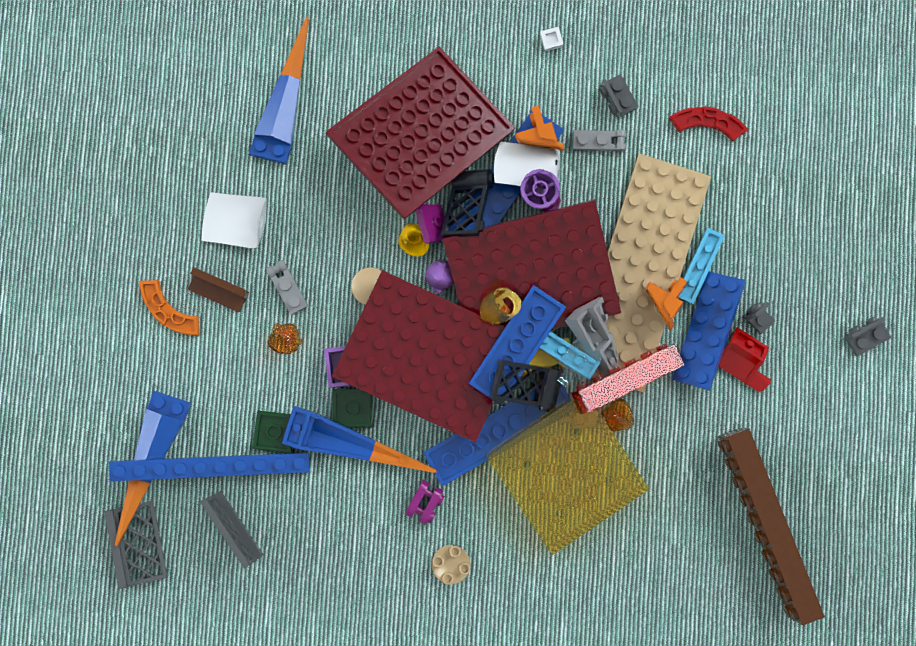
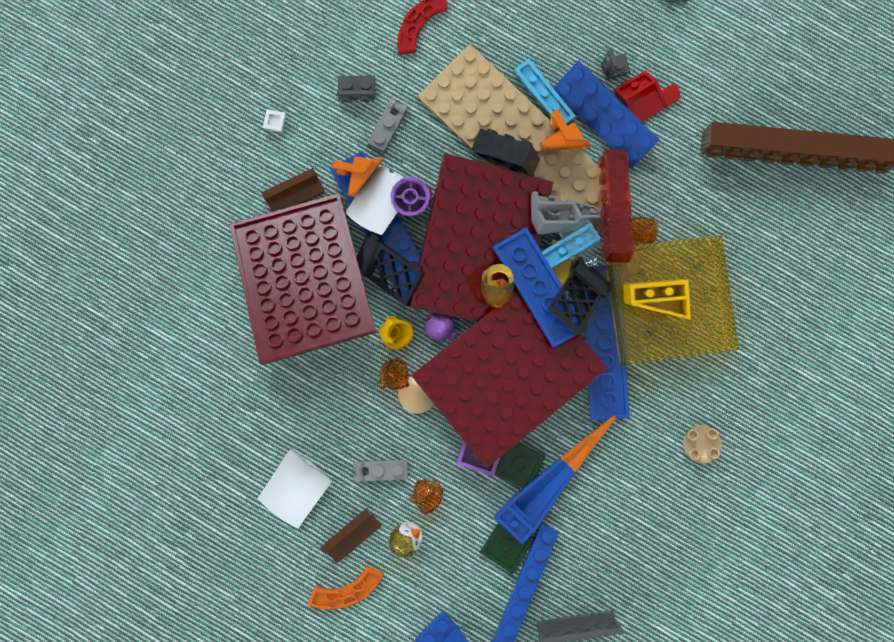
camera: 65 degrees left, 0 degrees up
(234, 338) = (405, 541): none -> clear yellow piece
(276, 128) = (227, 408): plate -> none
(376, 256) = (392, 375): none -> clear orange helmet
(431, 222) = (389, 310): magenta plate -> none
(435, 499) = (647, 442): magenta brick -> none
(497, 87) = (294, 191): none -> reddish brown panel
(563, 458) = (660, 296): none -> yellow wedge
(627, 256) = (506, 151): none -> black wedge

